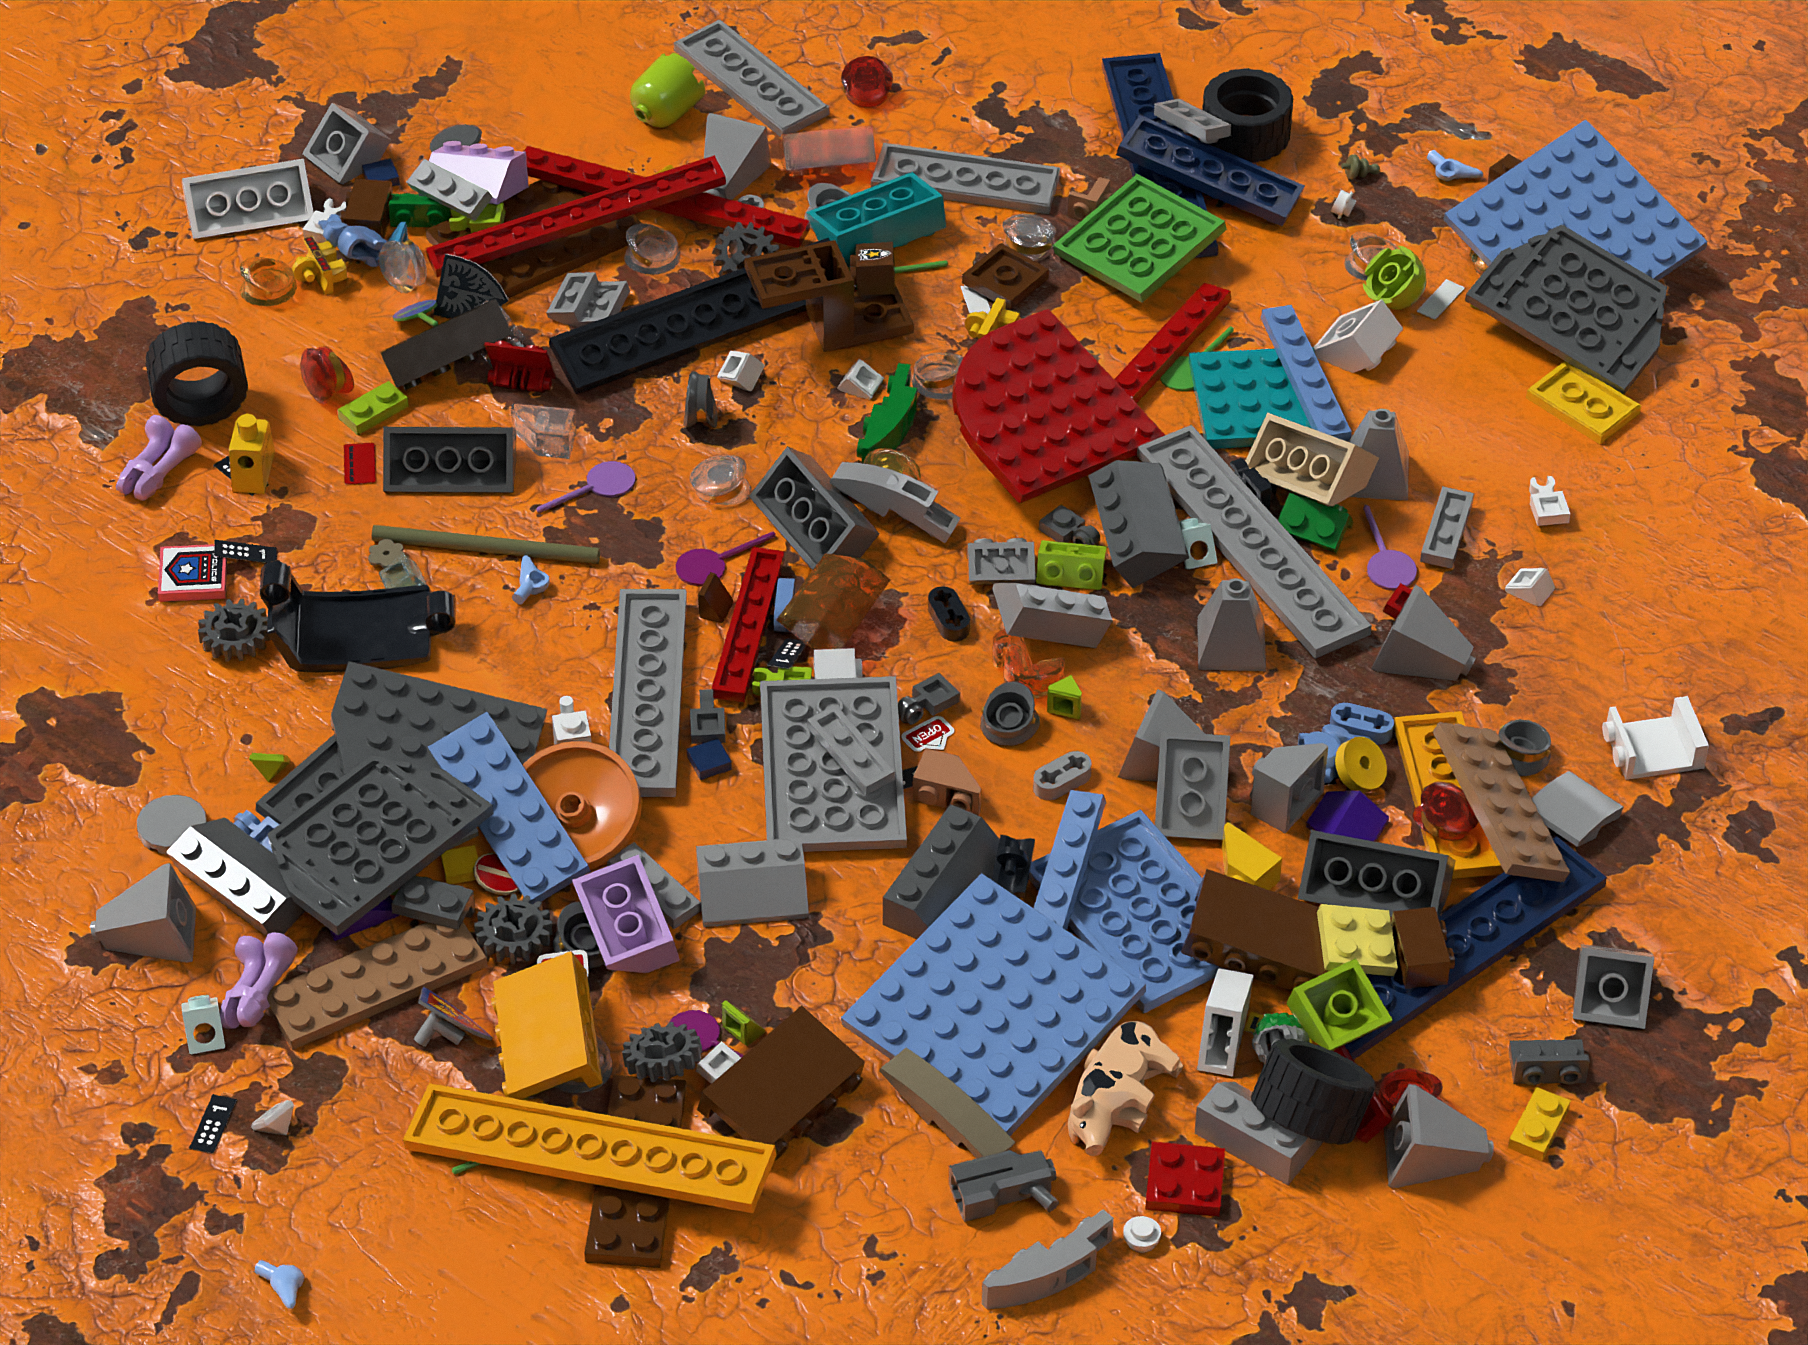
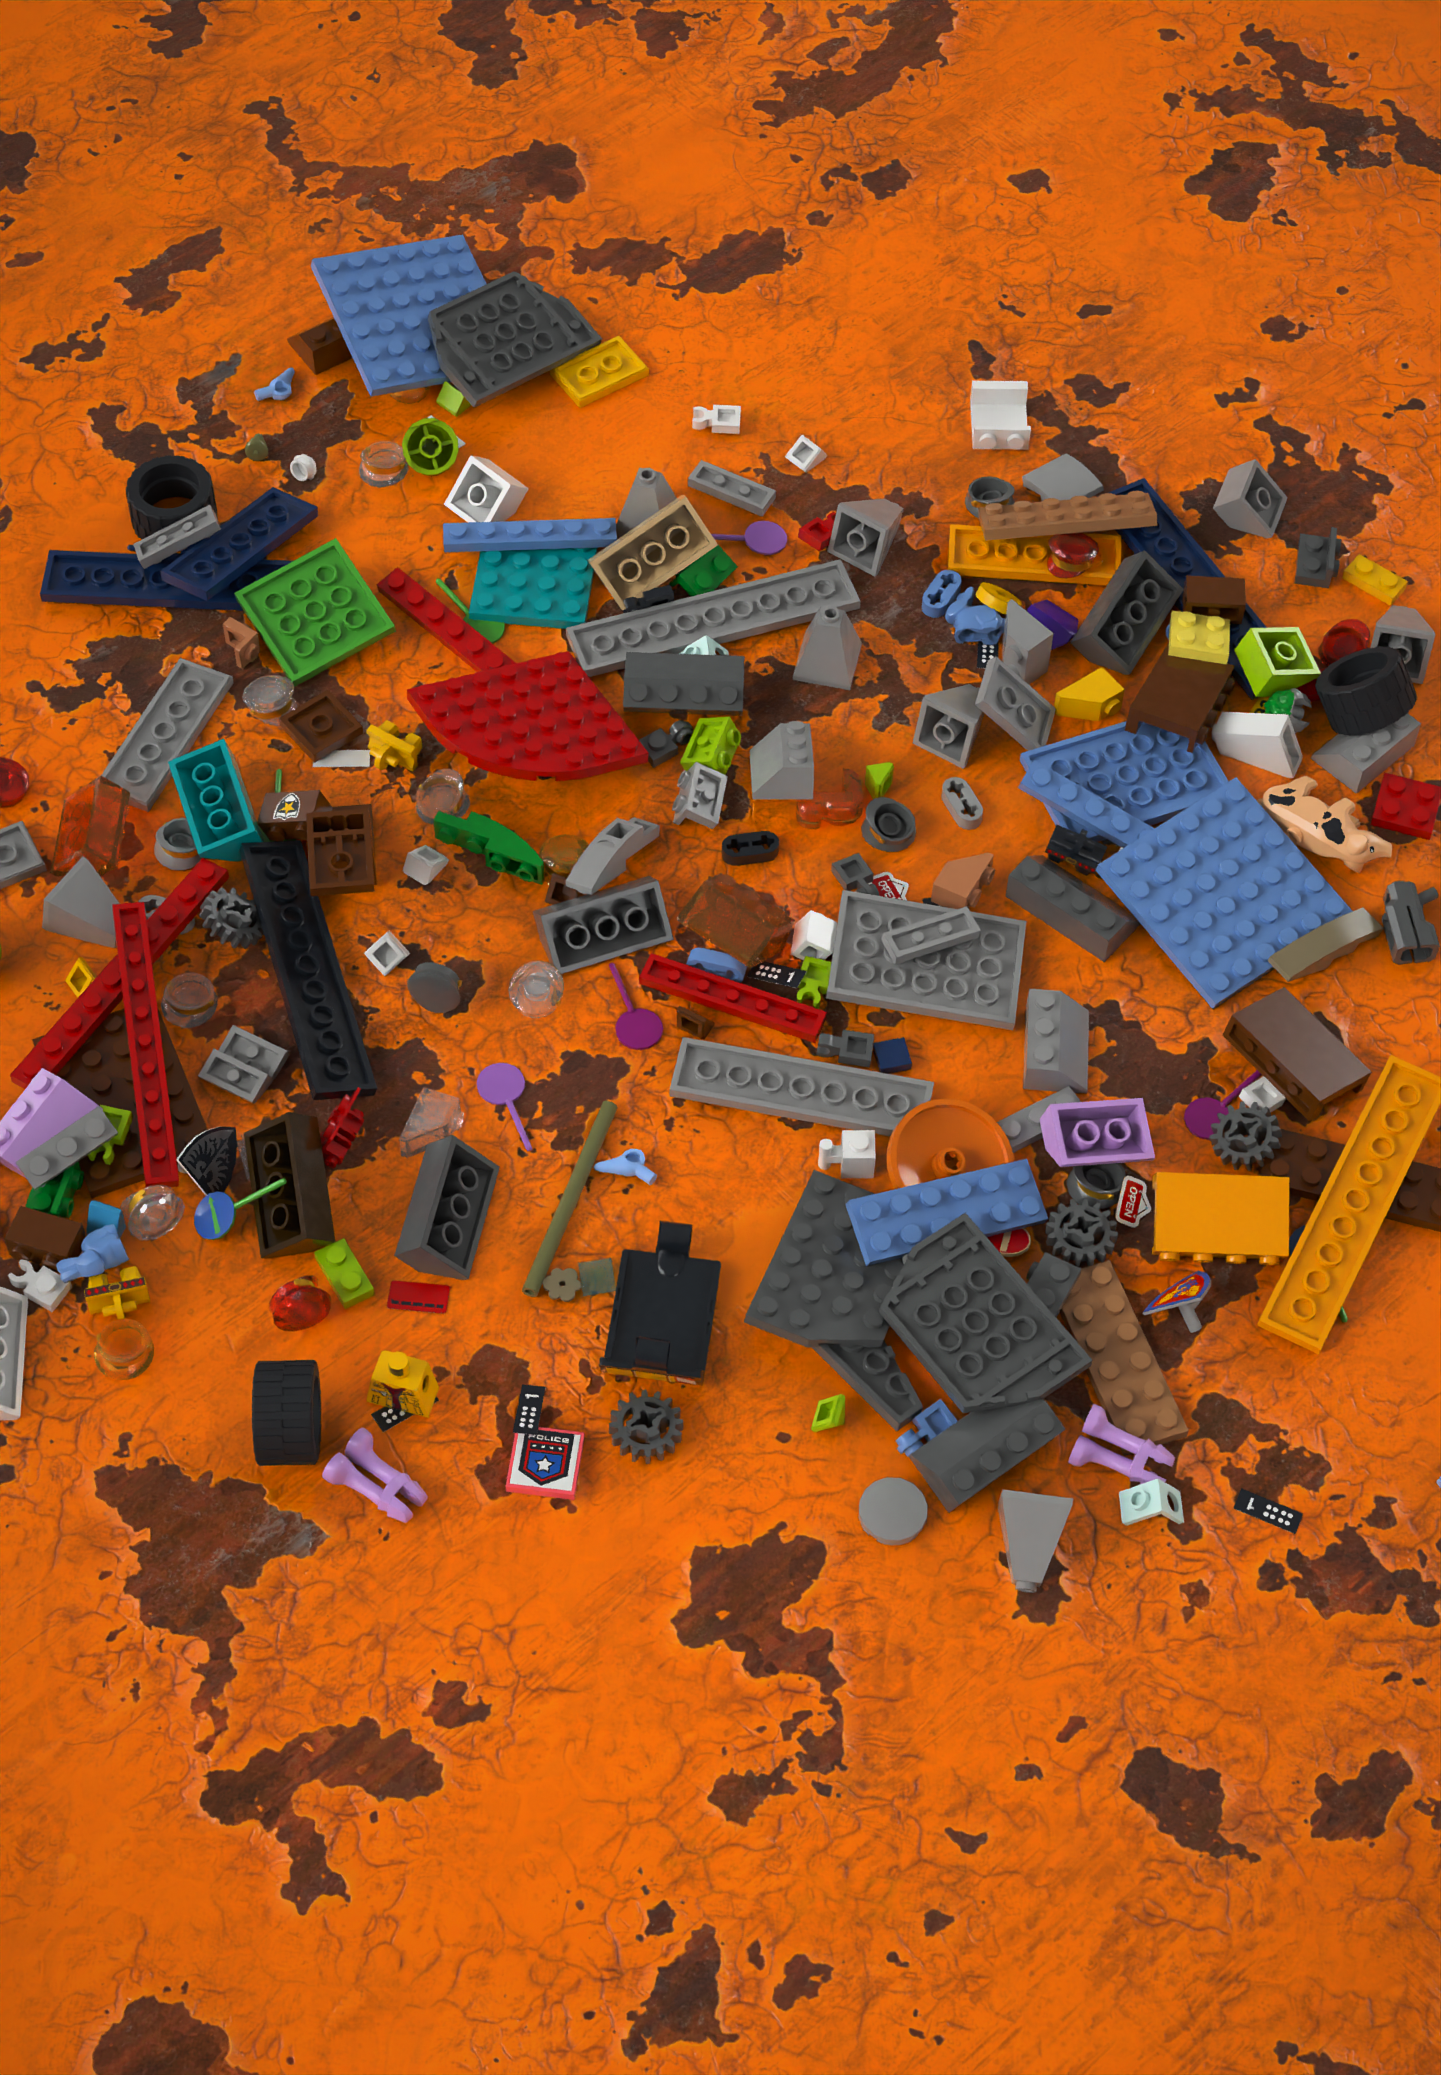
camera: 80 degrees left, 10 degrees up
(275, 1119) = (1276, 1454): white slope -> none
(740, 1024) = (1211, 1078): lime slope -> none

